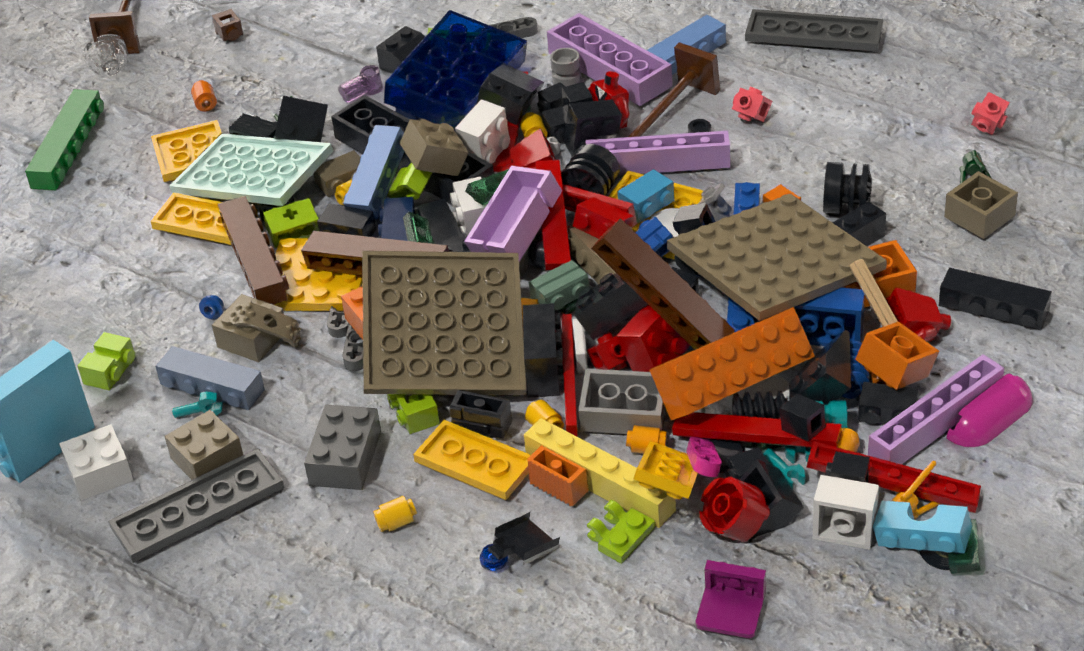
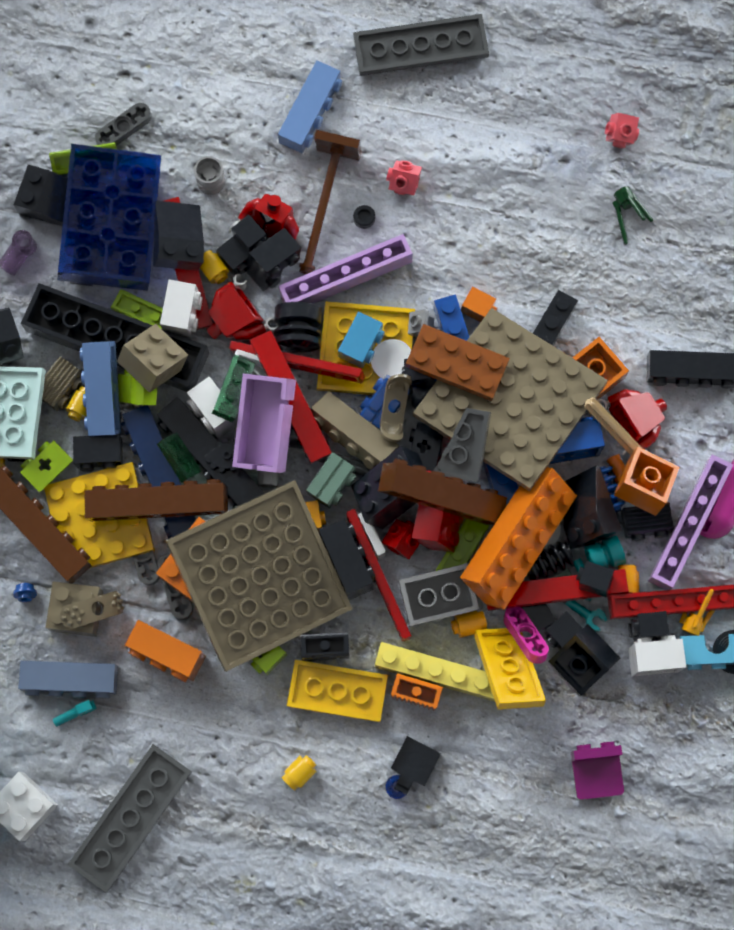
camera: 25 degrees left, 35 degrees up
(203, 445) = (106, 759): dark tan brick -> none
(315, 371) = (164, 651): none -> orange brick
(343, 447) = (224, 717): dark grey brick -> none
(541, 409) = (376, 628): yellow brick -> none
(550, 97) = (217, 222): black brick -> none
(597, 216) = (339, 392): red brick -> none
(604, 51) = (246, 150): lavender brick -> none
(625, 536) = (489, 727): lime plate -> none
(661, 223) = (392, 423): none -> dark tan piece
(711, 261) = (467, 446): none -> dark grey wing
(732, 210) = (457, 362): none -> dark orange plate
(733, 508) = (571, 685): red brick -> none
(845, 188) = (537, 275): black wheel -> none
(981, 204) = (651, 257): dark tan brick -> none

